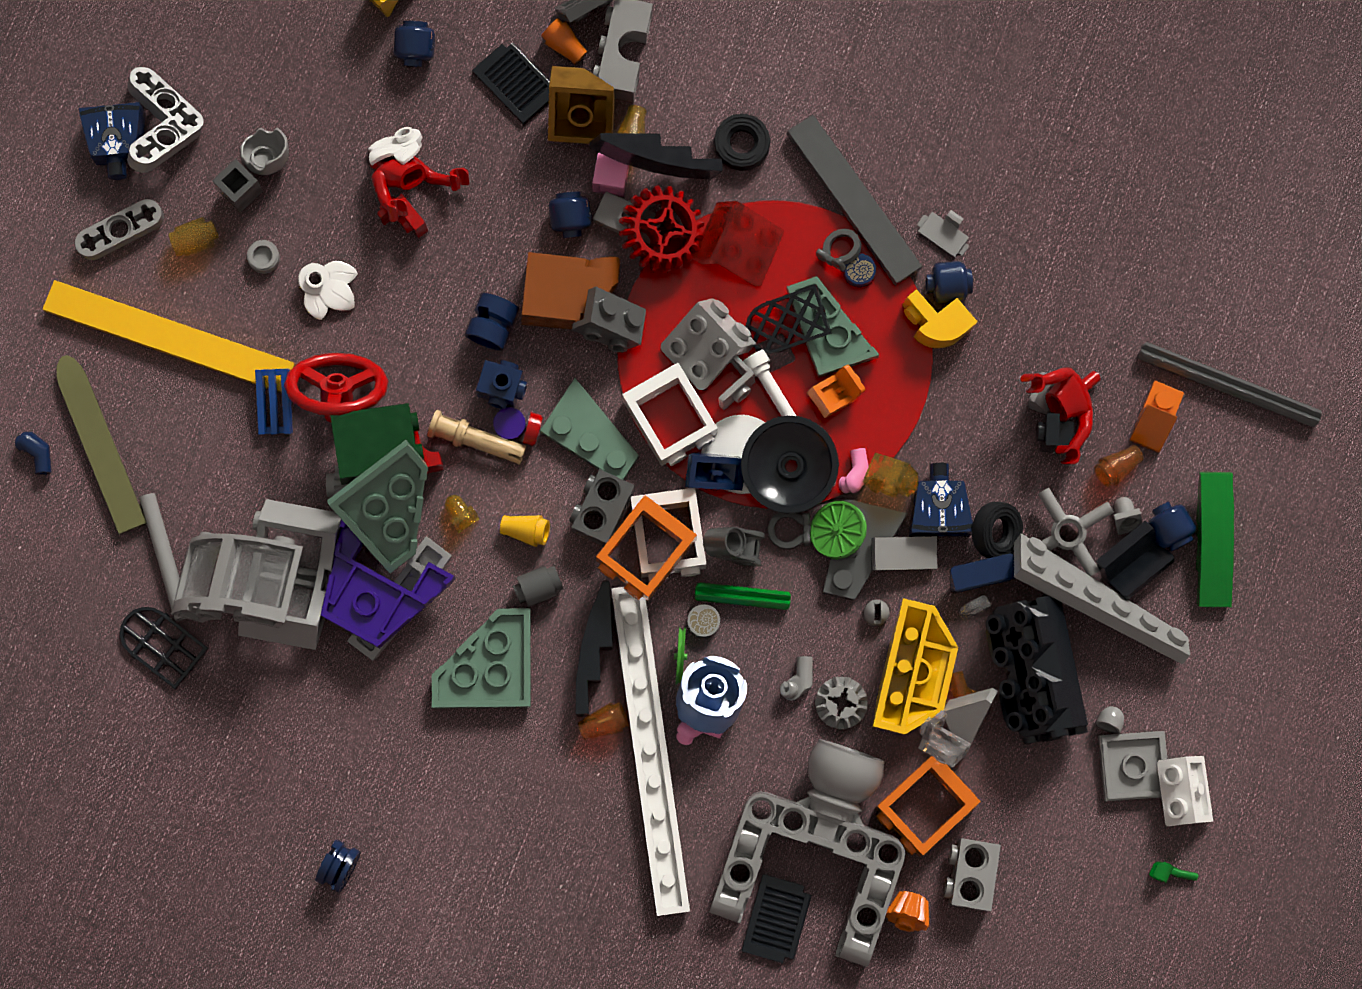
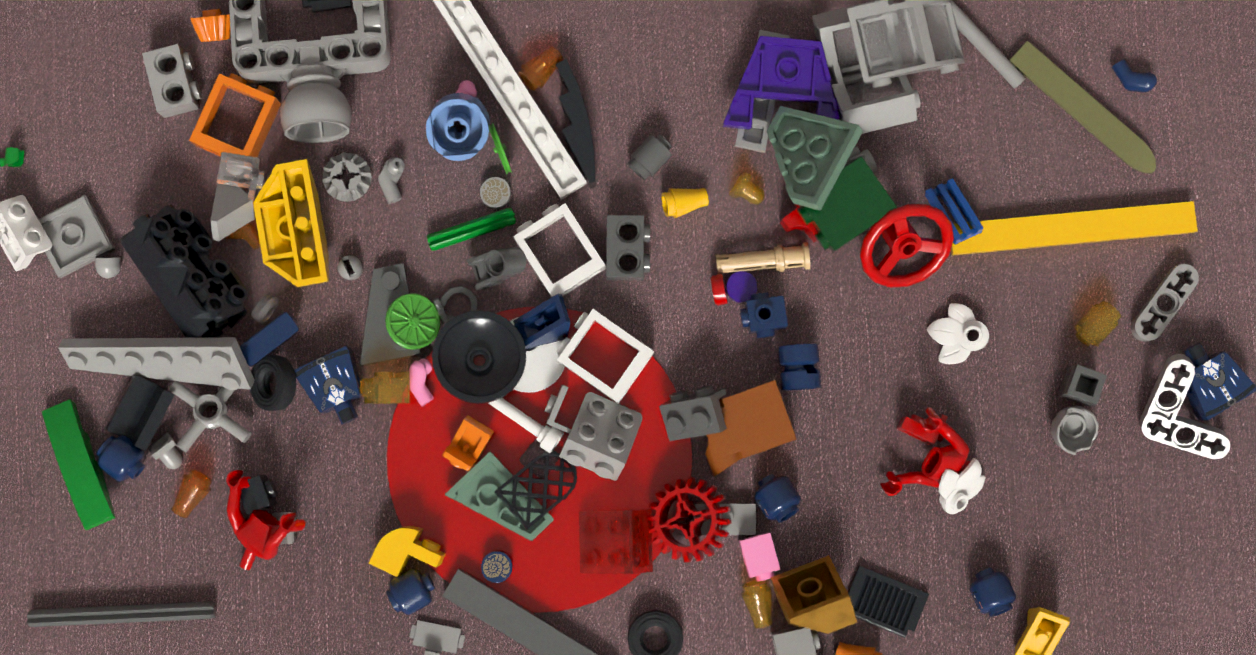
camera: 160 degrees right, 5 degrees up
(263, 256) = (1027, 337): light grey tile -> none
(490, 666) = (659, 70): sand green plate -> none
(588, 433) = (669, 309): sand green wing -> none
(648, 154) = (732, 581): black slope -> none
(664, 521) = (561, 251): orange window -> none
(839, 263) = (516, 565): dark grey piece -> none
(904, 553) = (347, 327): light grey tile -> none
(1157, 416) = (175, 554): orange slope -> none

